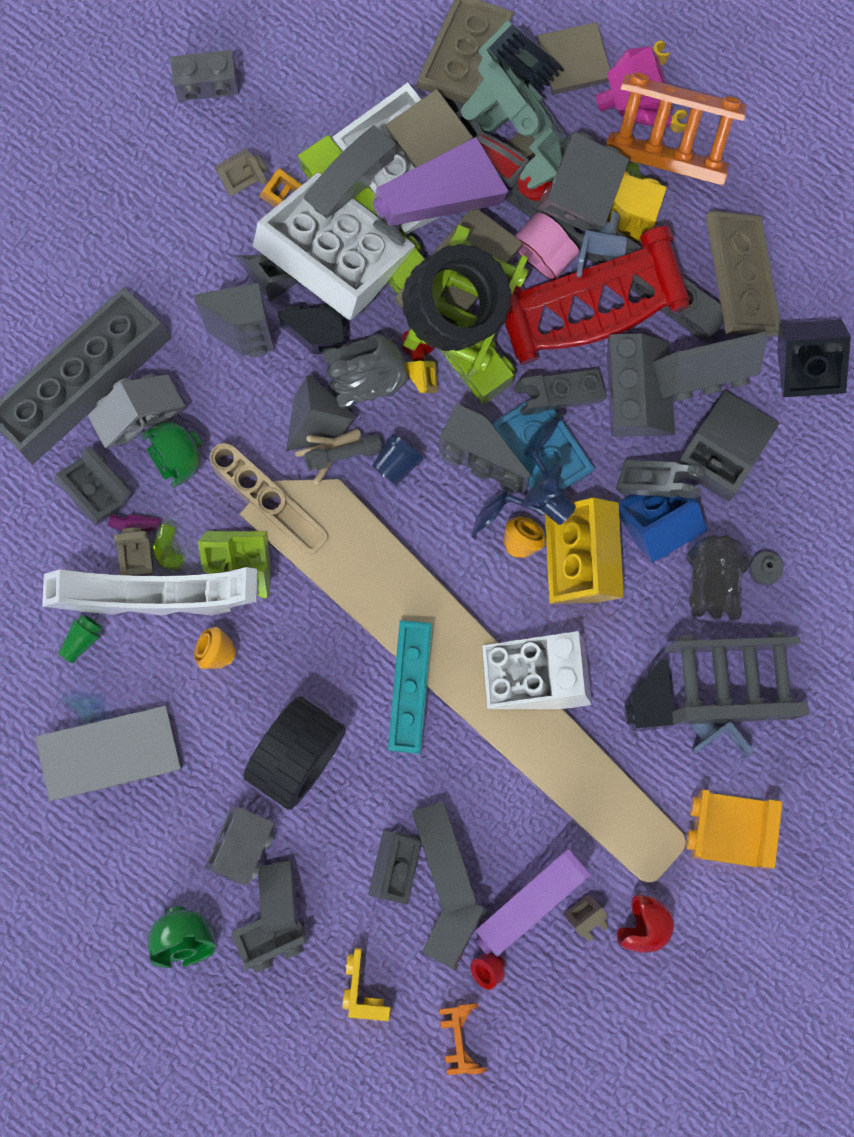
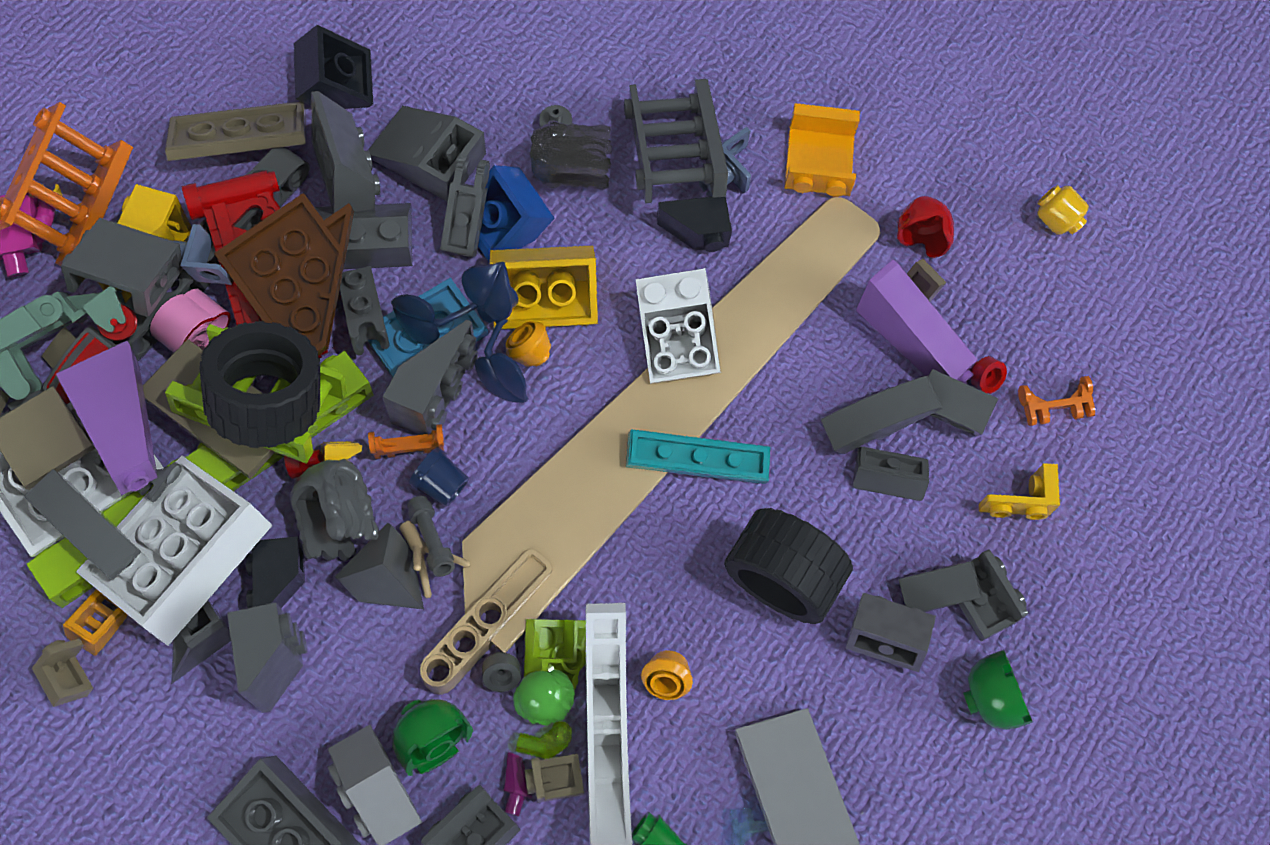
camera: 100 degrees left, 10 degrees down
(198, 546) = (544, 697): none -> bright green hair
(225, 511) = (501, 672): none -> dark grey tile
(432, 455) = (393, 446): none -> orange piece
(582, 326) = (293, 267): none -> reddish brown wing
(668, 1073) = (1062, 210): none -> yellow head

